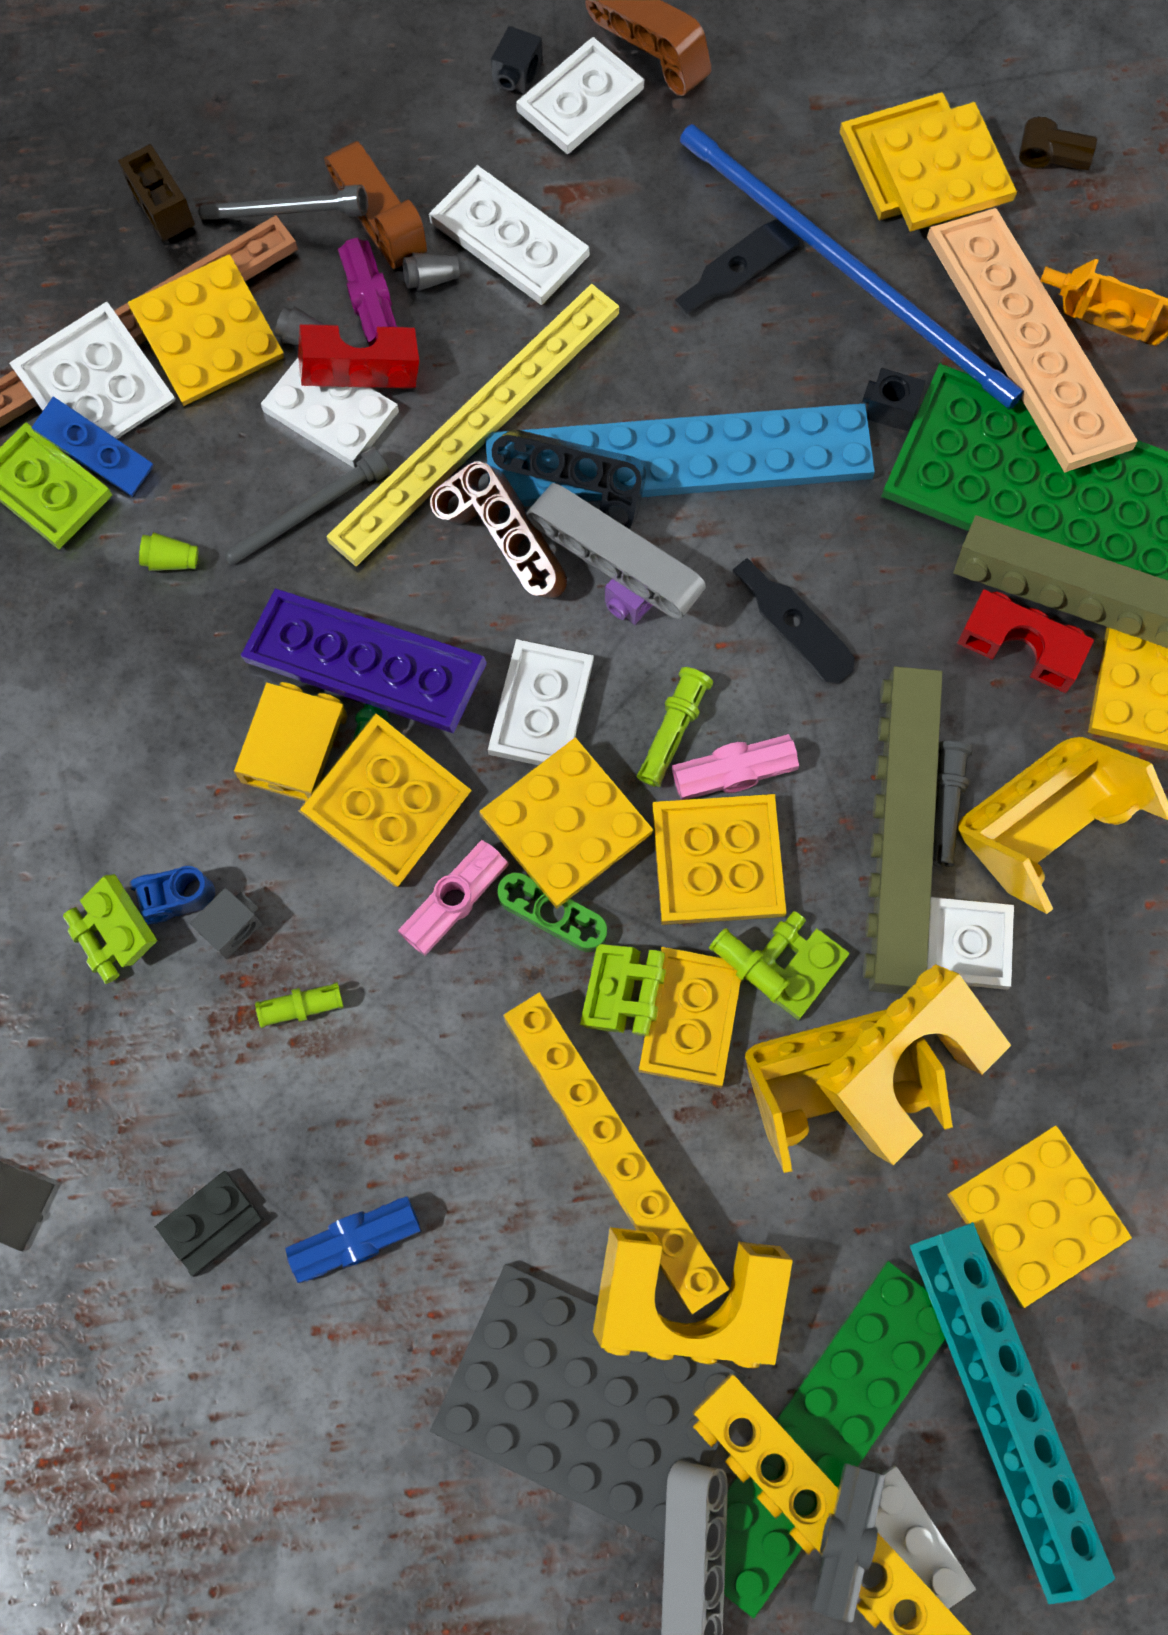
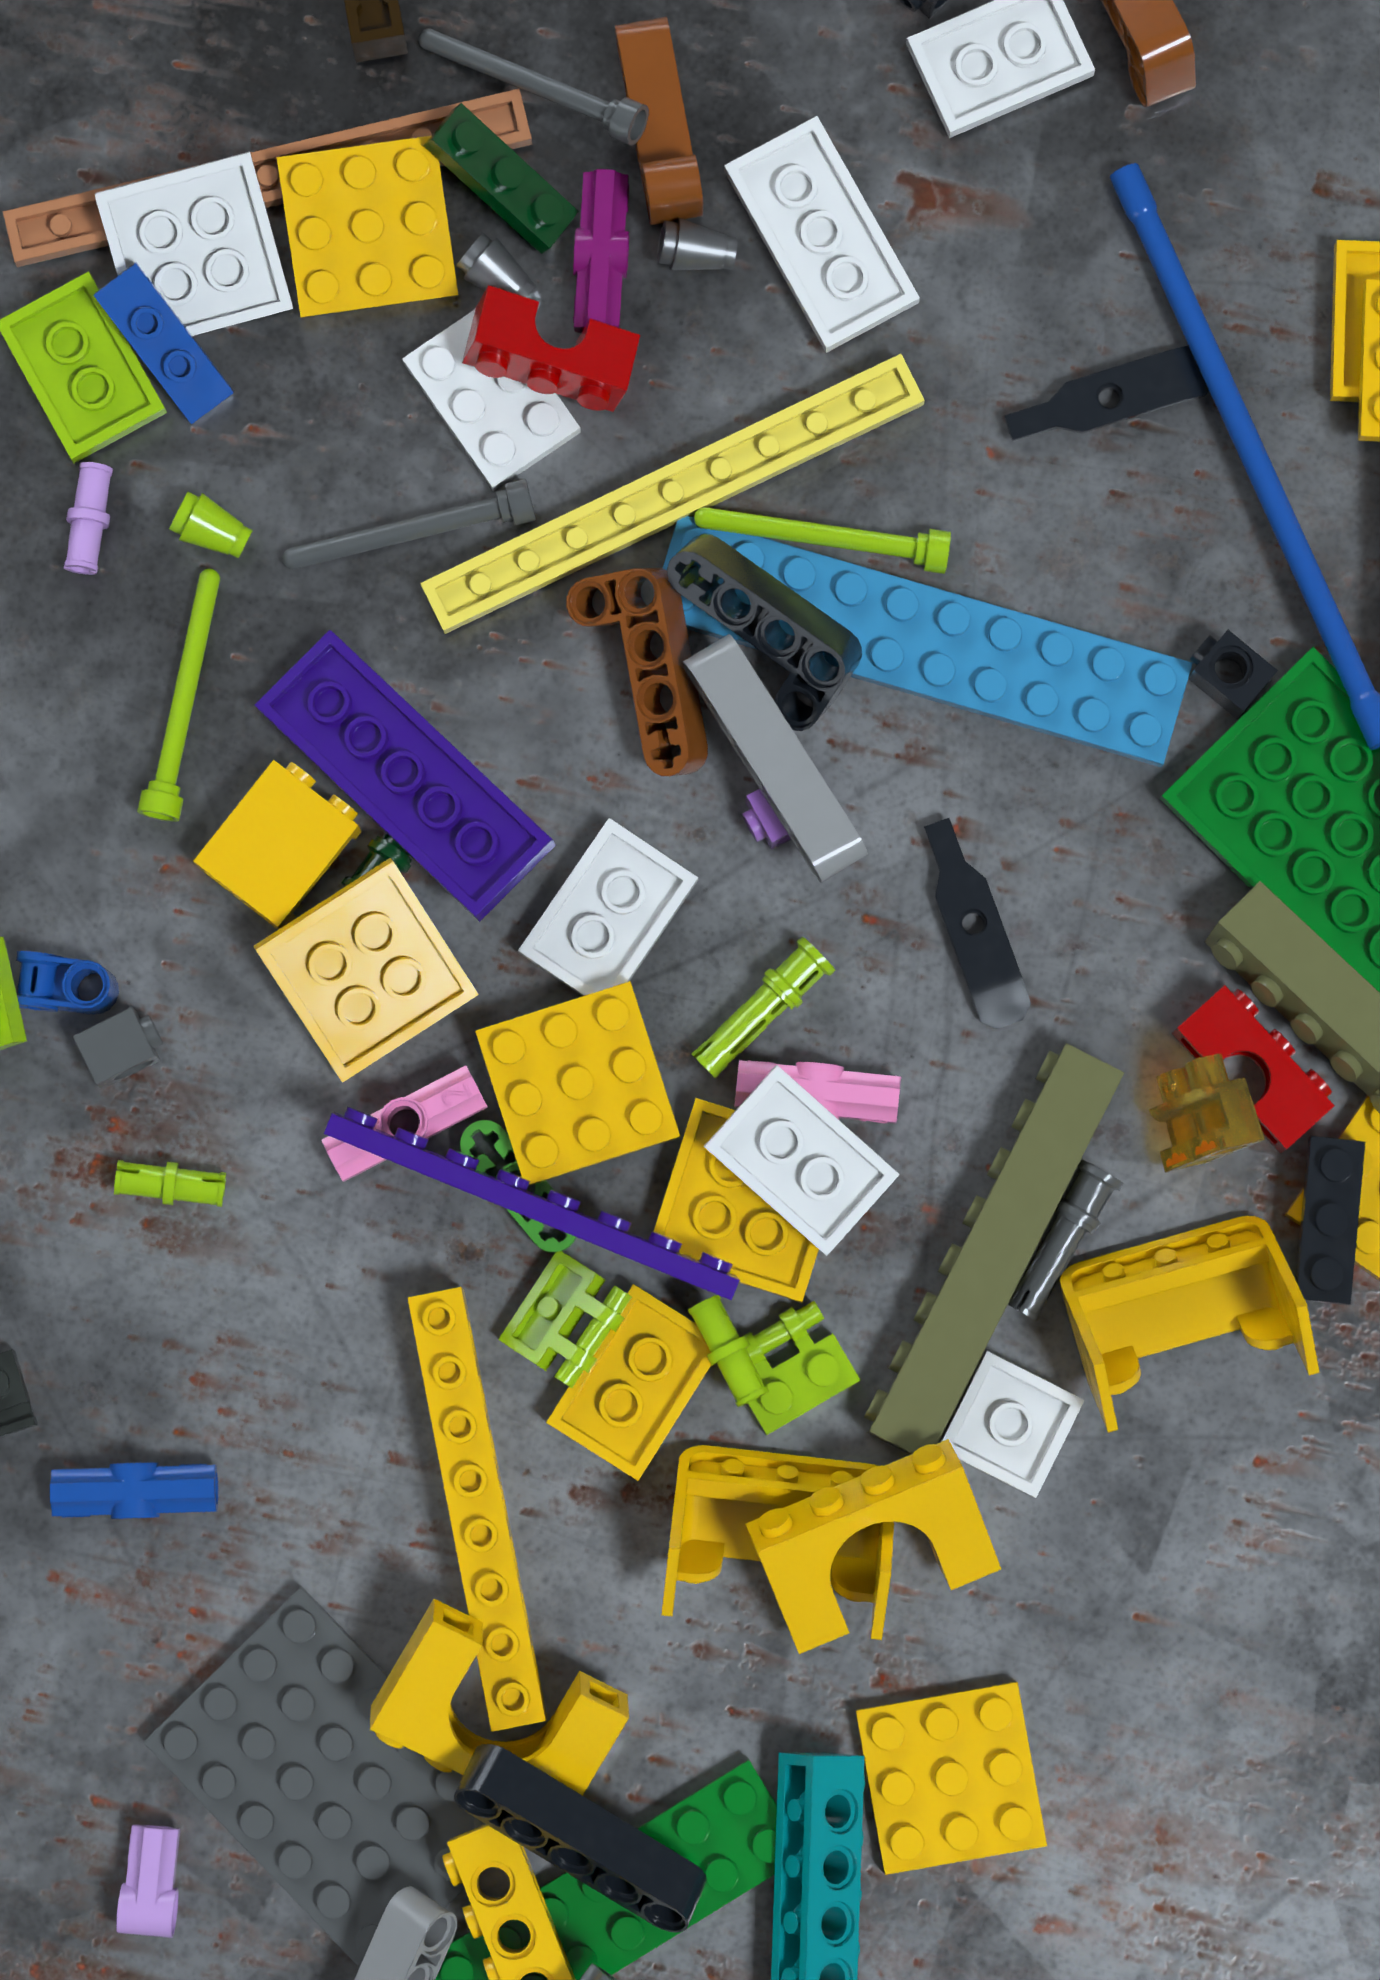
camera: 20 degrees right, 10 degrees up
(80, 579) = (88, 518): none -> lavender pin
(197, 742) = (162, 796): none -> lime piece
(284, 268) = (501, 178): none -> dark green plate
(478, 1553) = (148, 1897): none -> lavender piece
(550, 911) = (511, 1193): none -> dark purple plate
(661, 396) = (926, 550): none -> lime piece
(746, 811) = (801, 1160): none -> white plate
(794, 1368) = (580, 1838): none -> black beam
(1013, 680) = (1204, 1113): none -> clear yellow hips
(1124, 710) = (1330, 1219): none -> black plate

